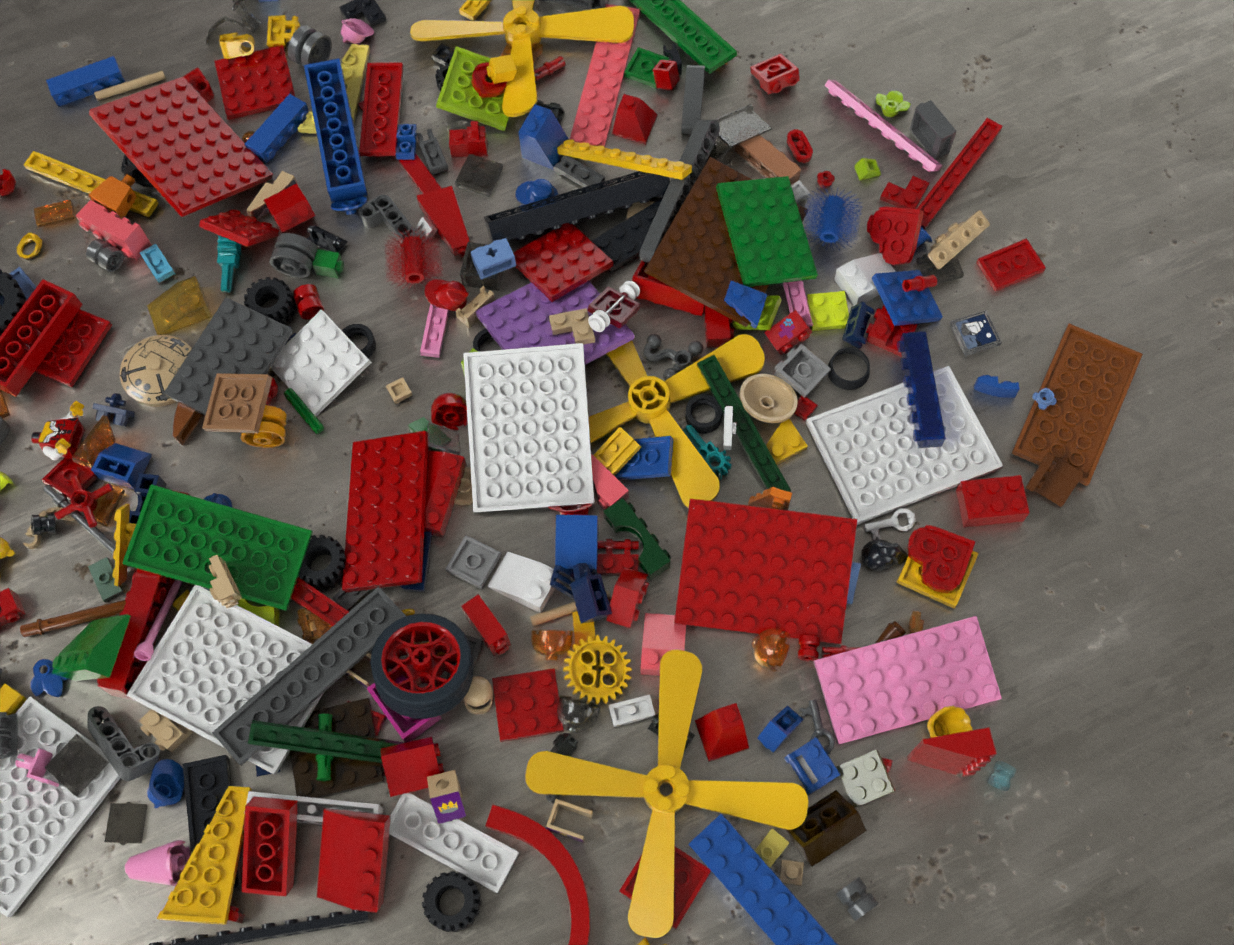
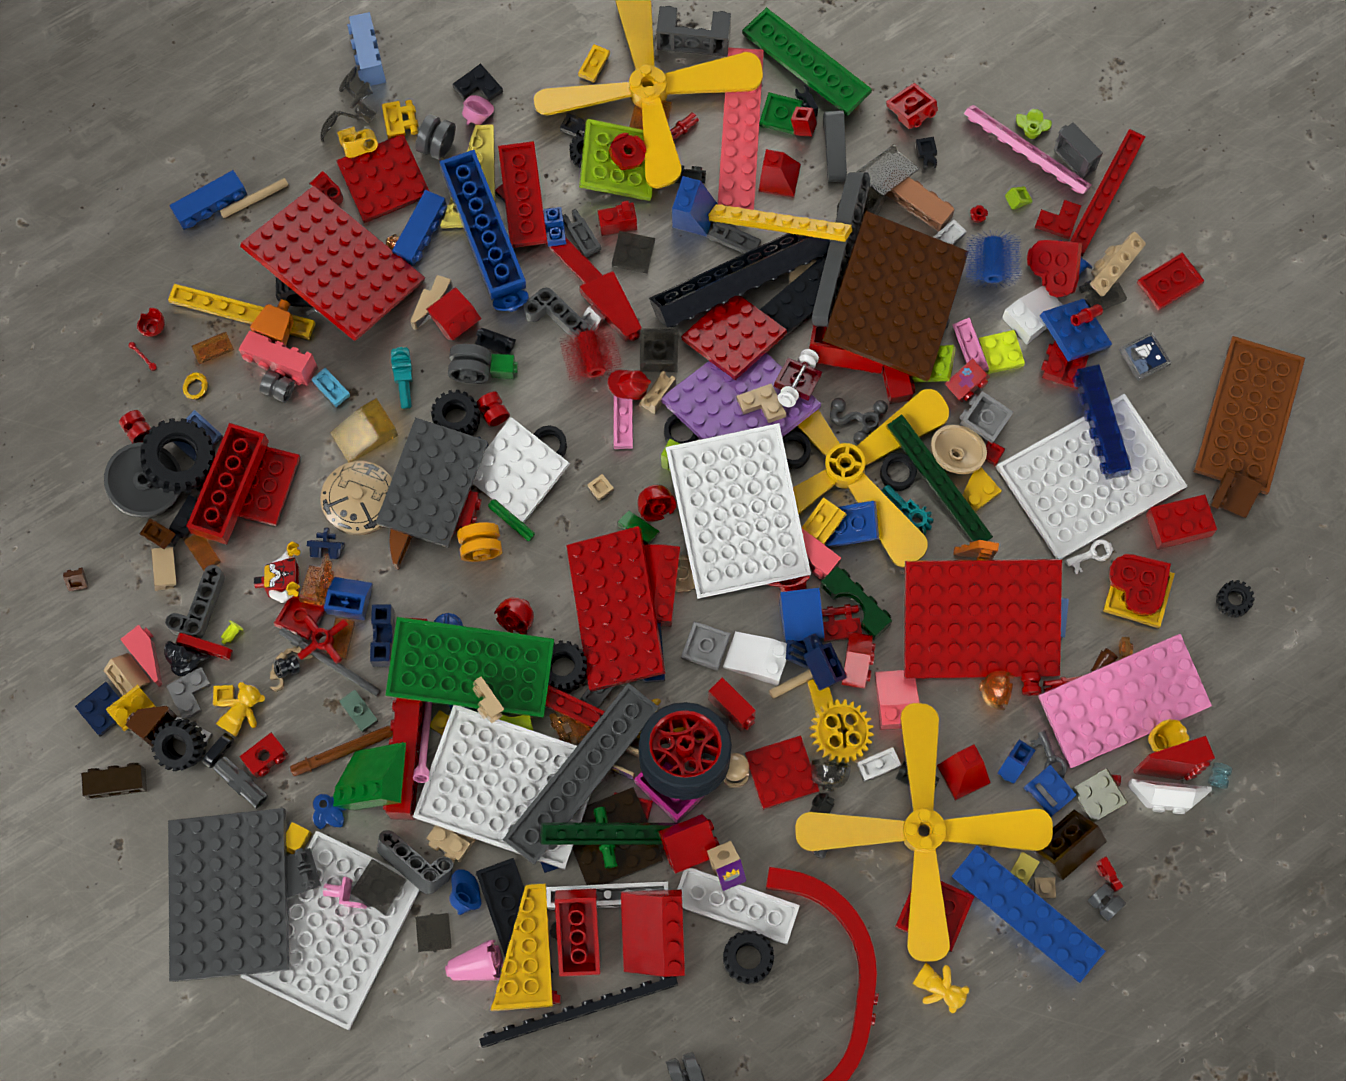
camera: 10 degrees left, 5 degrees up
(122, 536) = (378, 670): yellow bracket -> none
(237, 403) = (455, 524): medium nougat plate -> none
(239, 227) = (409, 341): red plate -> none
(284, 503) = (515, 615): none -> red cylinder
(443, 438) = (655, 530): clear piece -> none
(493, 258) = (666, 351): medium blue brick -> none
(501, 69) = (640, 139): yellow brick -> none
(535, 190) = (693, 263): blue piece -> none
(551, 642) = (795, 712): clear orange cylinder -> none
(570, 807) = (843, 860): tan piece -> none
(601, 364) = (798, 436): none -> black tyre
(729, 427) = (927, 485): white plate -> none
(746, 301) = (924, 357): blue wing -> none
(766, 231) = (932, 281): green plate -> none
(783, 115) = (927, 149): none -> black plate
(800, 147) = (950, 182): red plate -> none
(847, 384) = (1024, 423): black tyre -> none
(857, 324) = (1031, 363): dark blue hinge -> none
(861, 863) = (1106, 870): none -> red plate
(882, 554) = (1086, 586): black hair -> none
(941, 789) = (1168, 796): none -> white wedge
(990, 386) = (1166, 408): blue slope -> none
(1040, 600) = (1236, 610): none -> black tyre
(1046, 393) = (1219, 409): medium blue plate -> none

